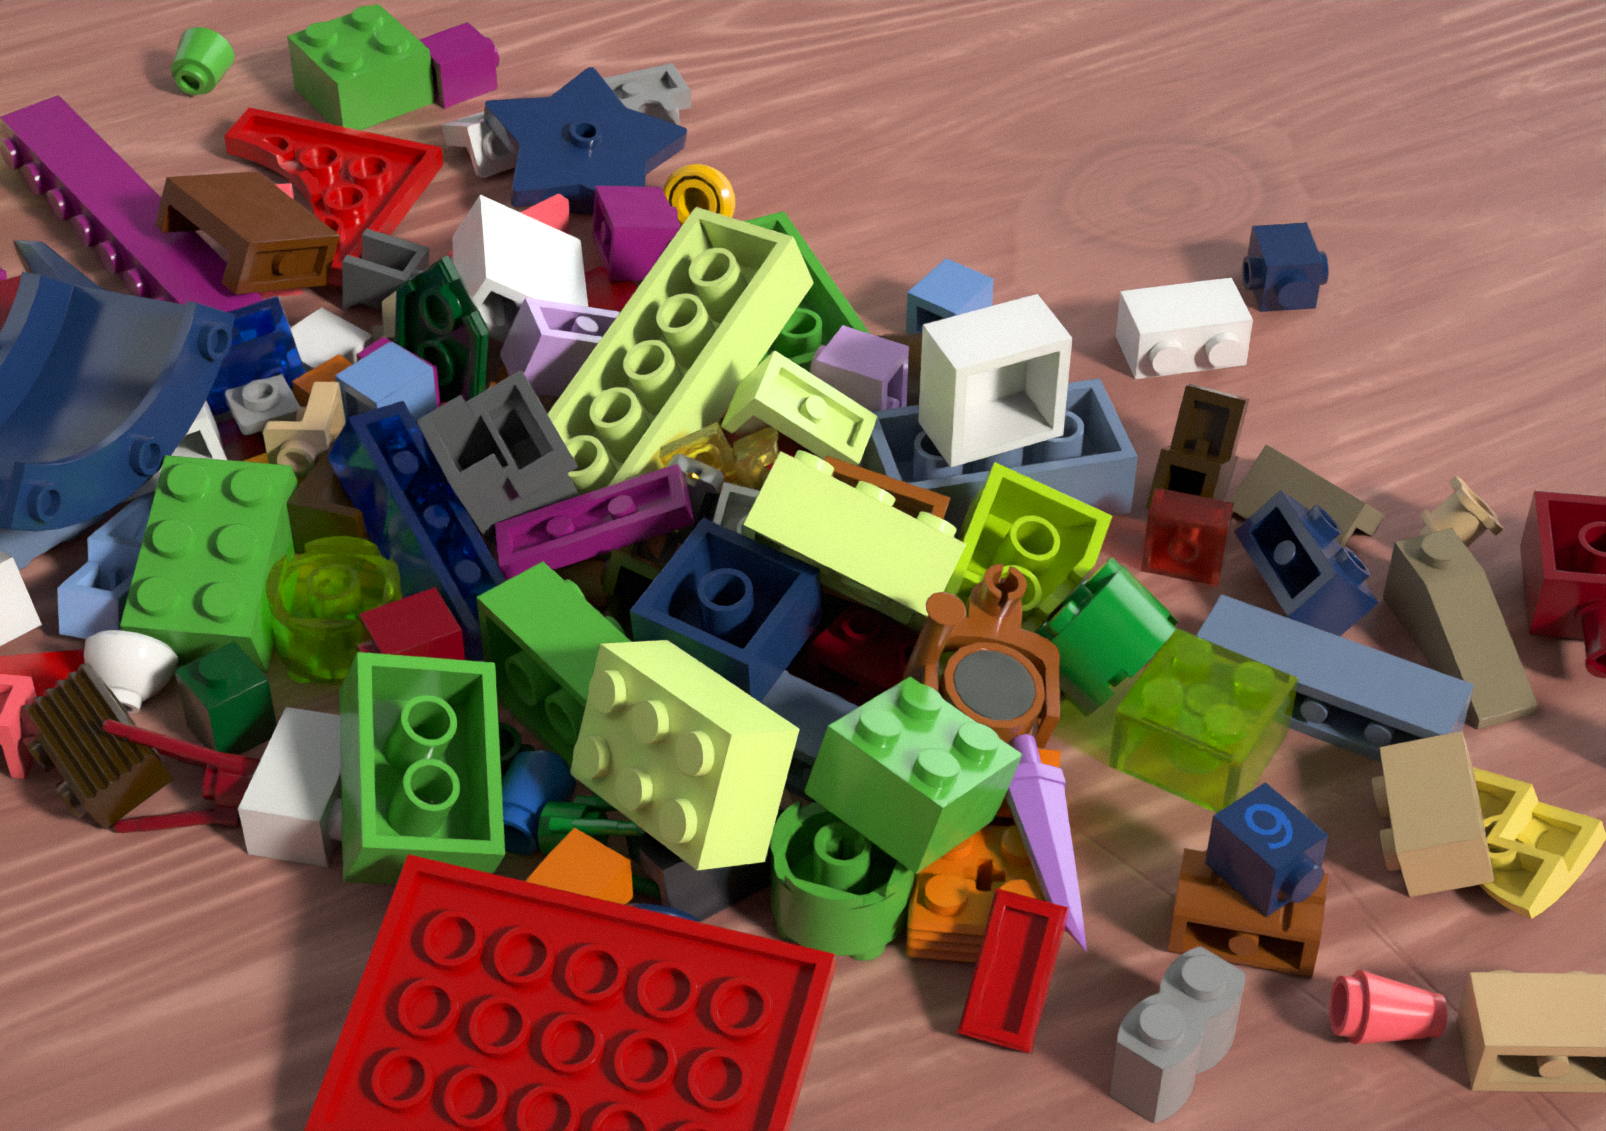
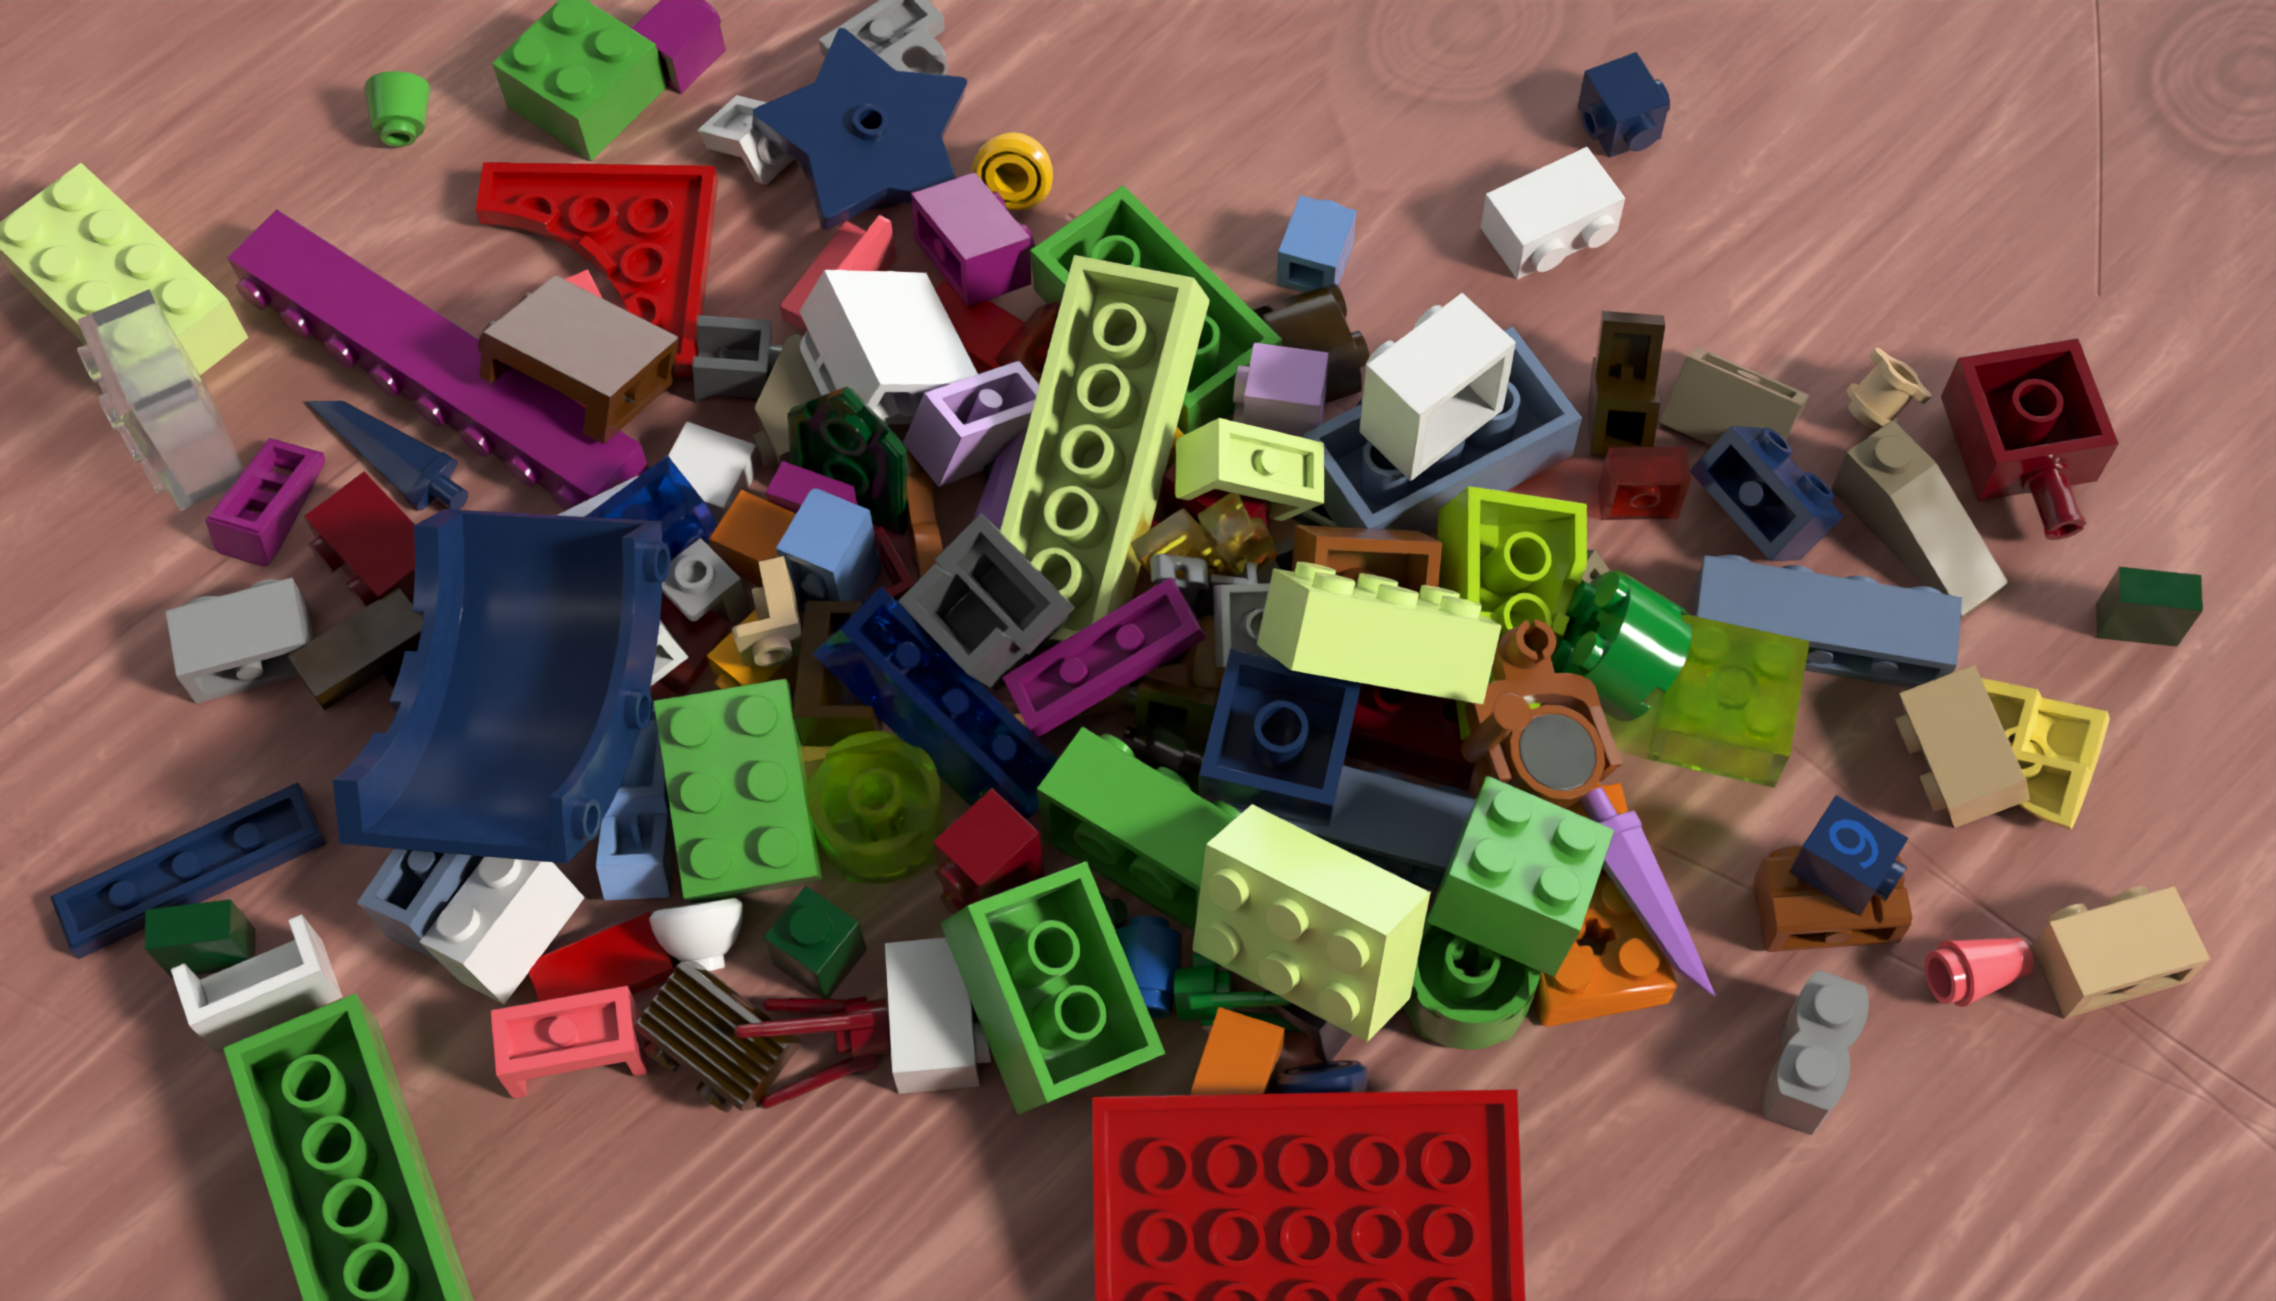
camera: 15 degrees left, 20 degrees up
(1013, 970) = (1656, 1031): red tile -> none

